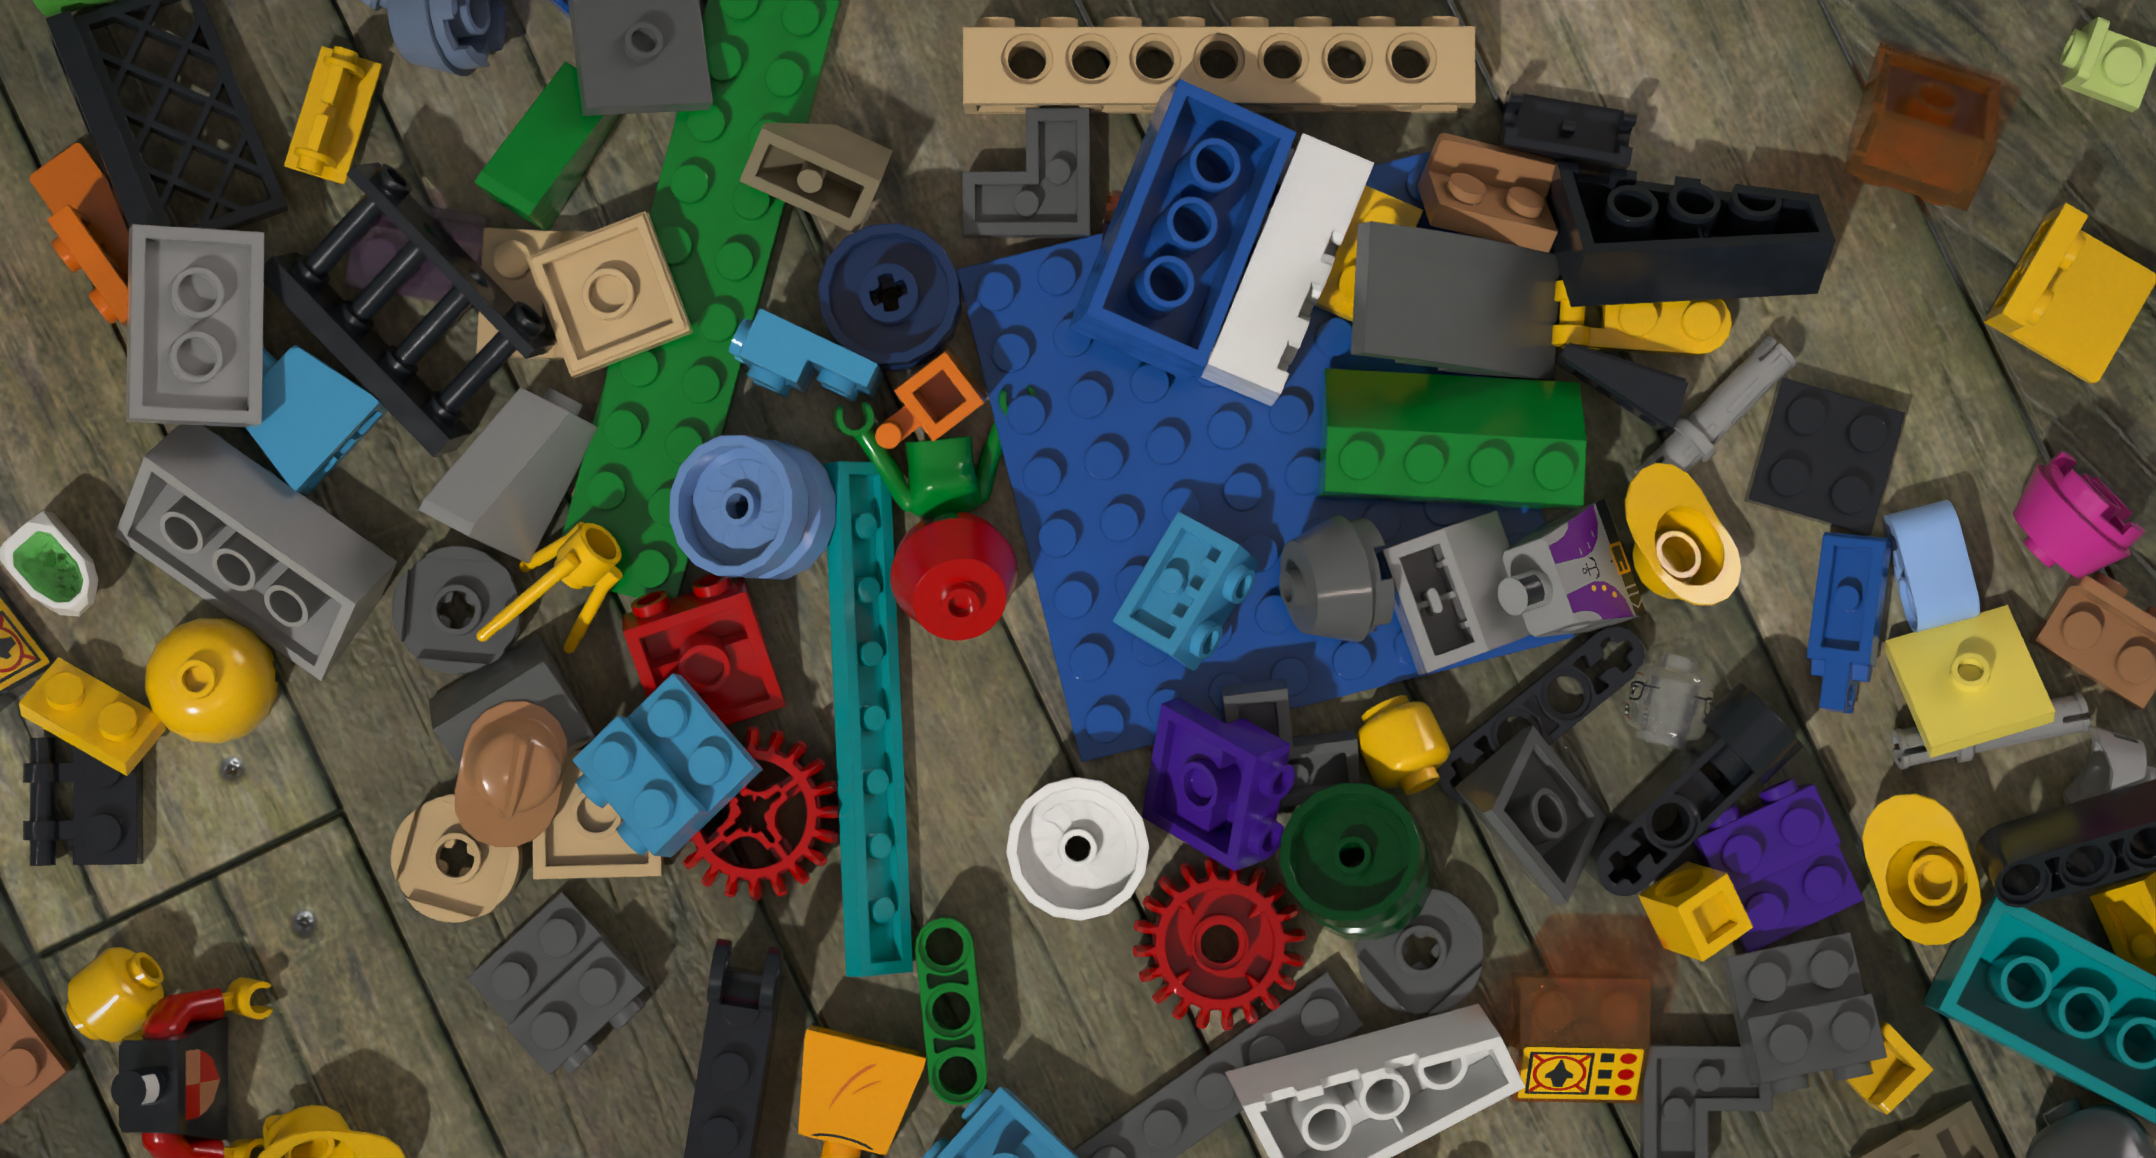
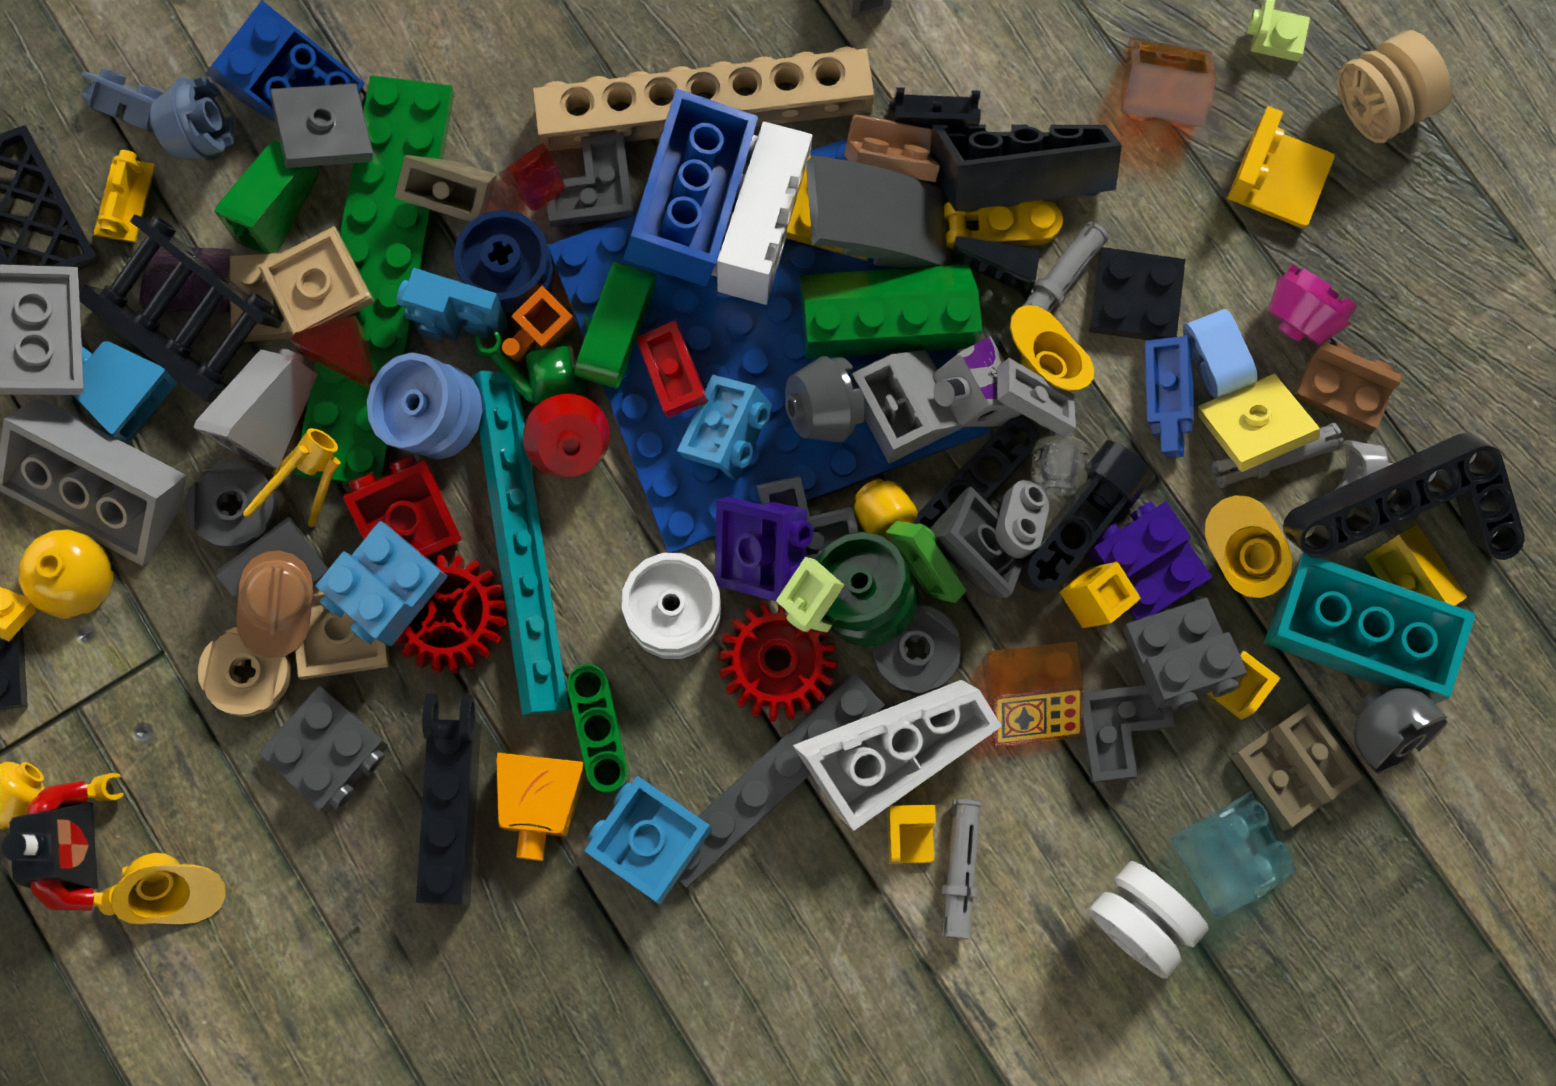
camera: 10 degrees left, 10 degrees down
(641, 404) = (340, 348): none -> clear red slope
(945, 164) = (534, 177): none -> clear red slope
(1045, 418) = (615, 325): none -> green beam
(1119, 496) = (671, 369): none -> red plate
(1278, 873) = (810, 596): none -> yellowish green bracket
(1458, 841) = (926, 561): none -> bright green plate
(1602, 770) = (1022, 519): none -> light grey plate
(1646, 612) = (1035, 397): none -> light grey plate

